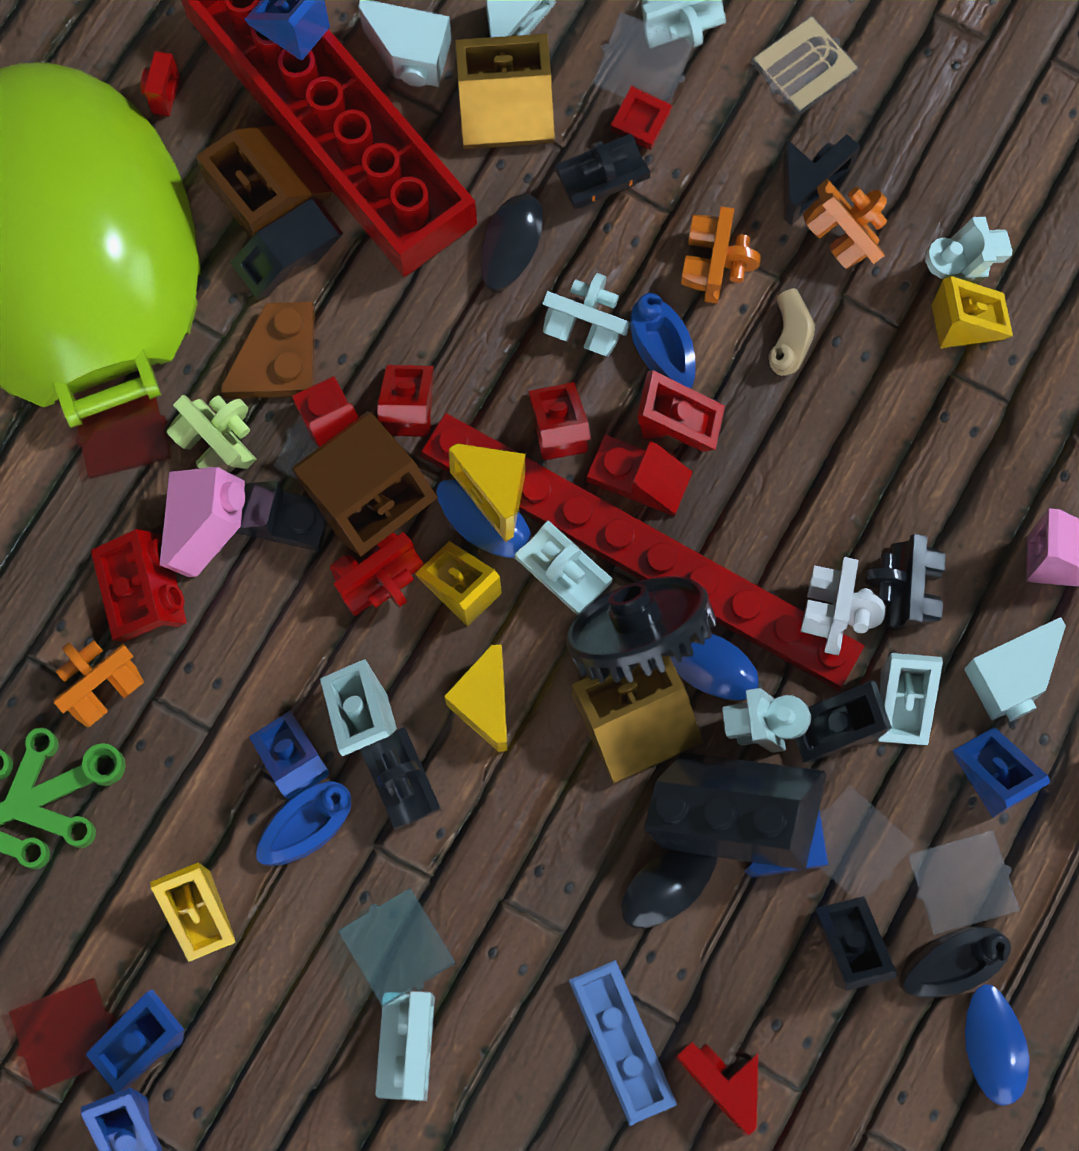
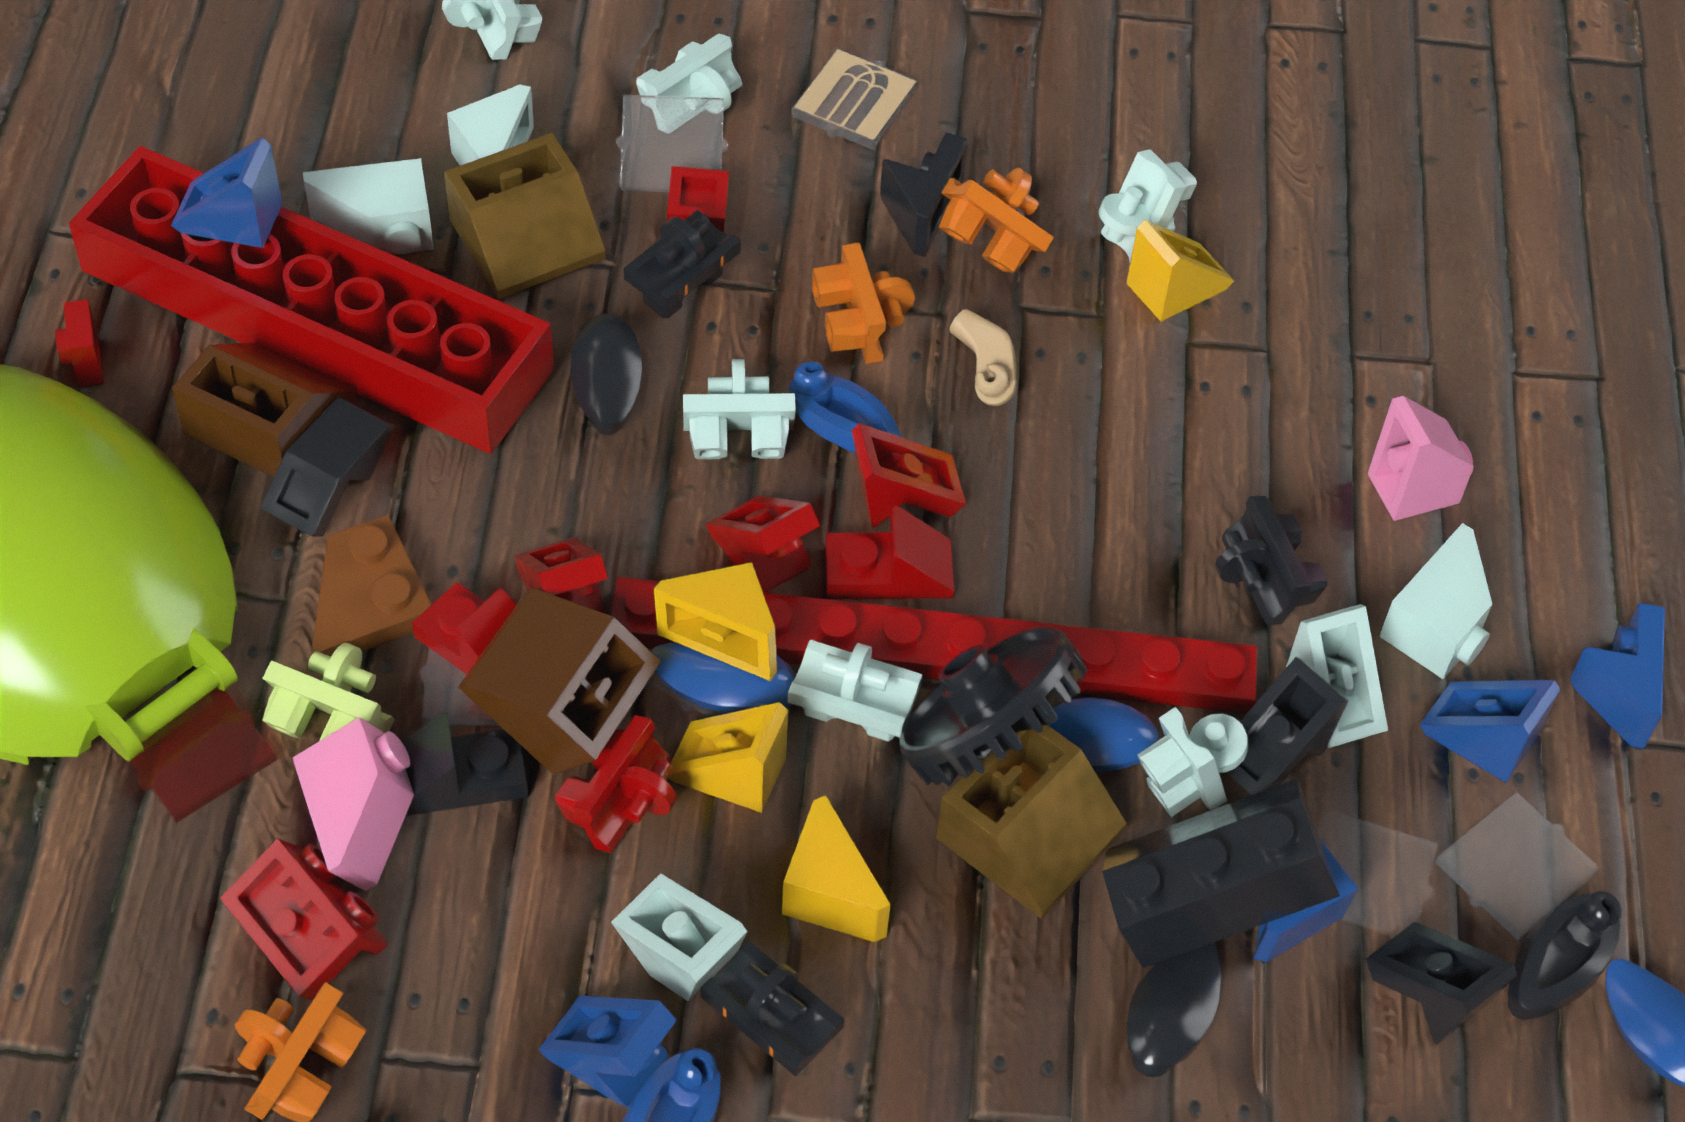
camera: 30 degrees left, 20 degrees down
(857, 609) = (1206, 605): white hips -> none

